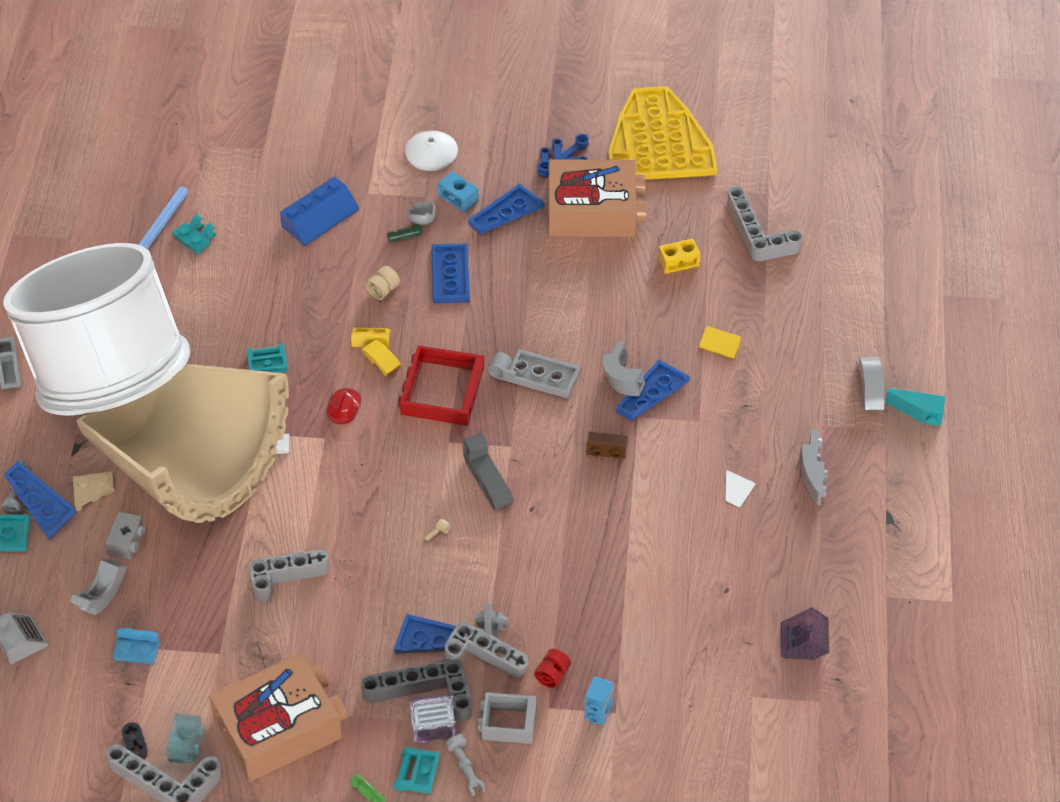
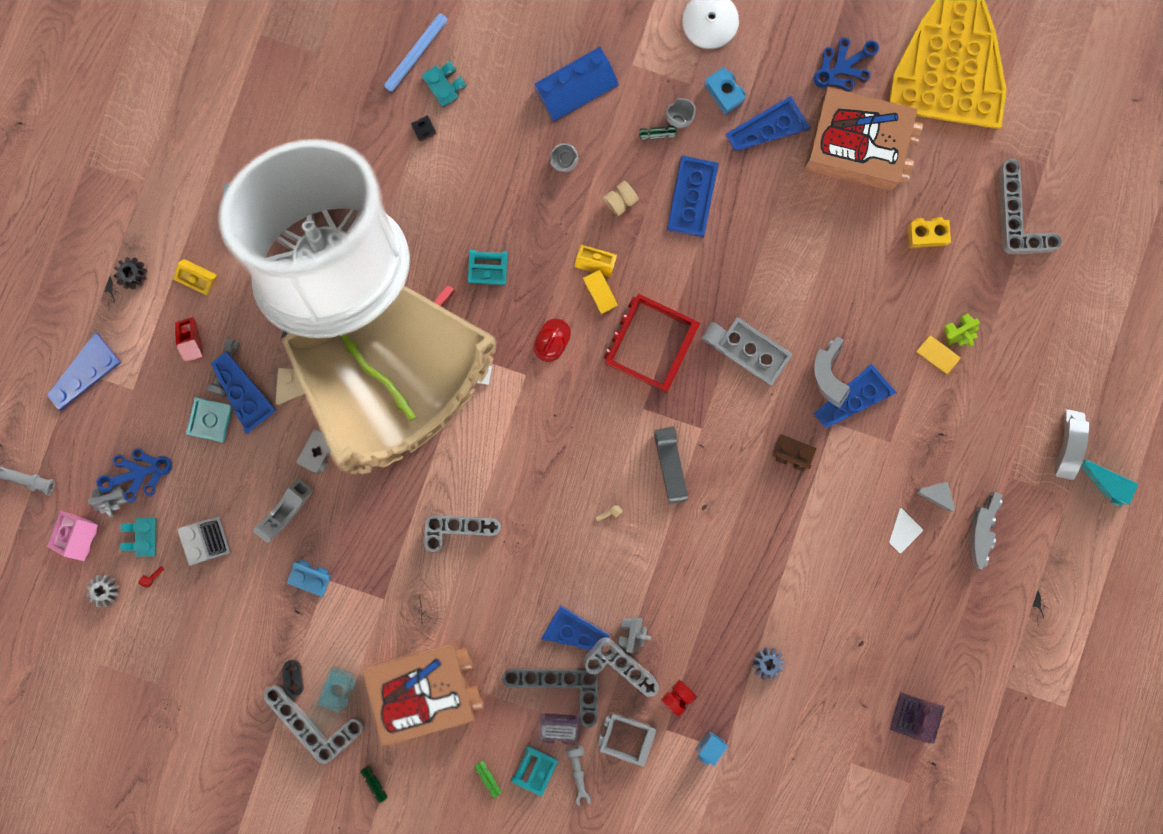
camera: 10 degrees right, 35 degrees up
(181, 270) = (423, 128): none -> black tile
(203, 474) = (401, 402): none -> lime bar
(321, 264) = (564, 157): none -> light grey hair
(636, 621) = (762, 667): none -> sand blue gear
(738, 319) = (964, 334): none -> lime hips
(757, 448) = (939, 495): none -> light grey slope

